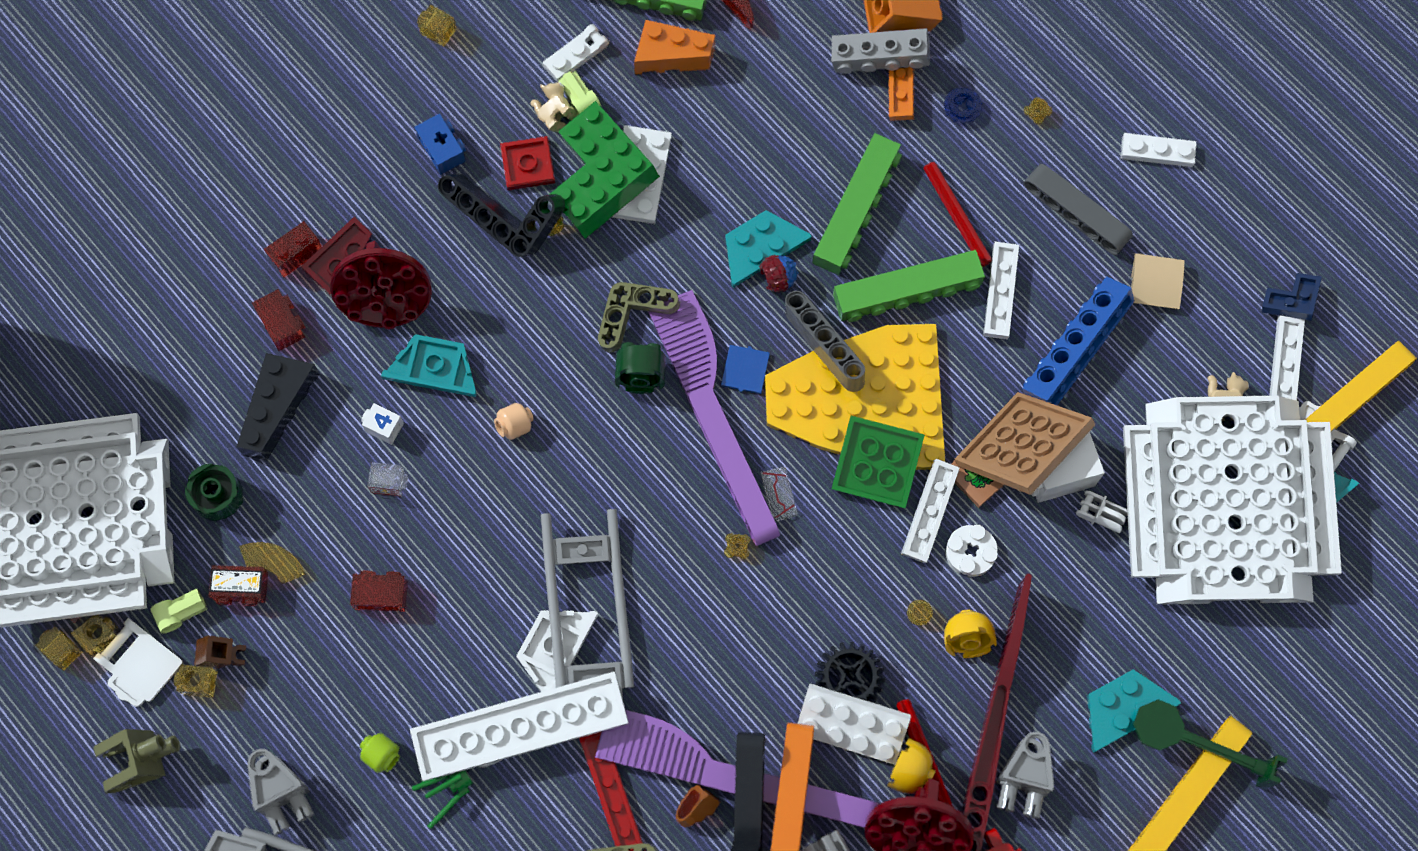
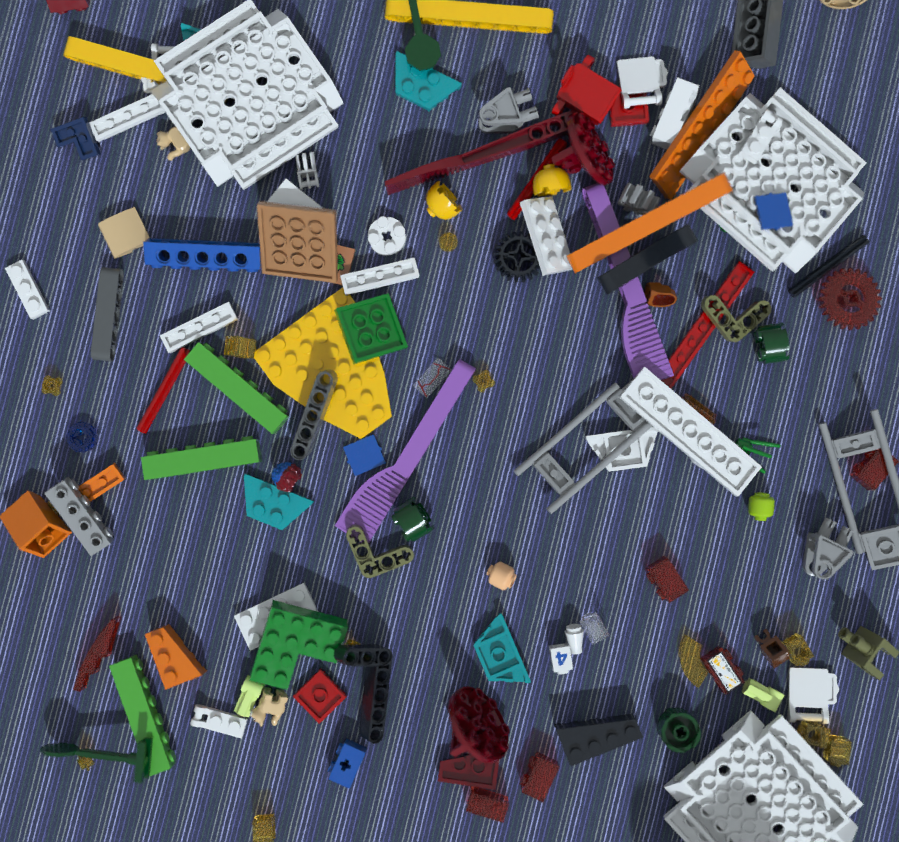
camera: 125 degrees left, 15 degrees up
(391, 452) = (574, 636): none -> white cone
(536, 760) = (700, 408): none -> clear orange tile
(950, 315) = (240, 347): none -> clear yellow brick

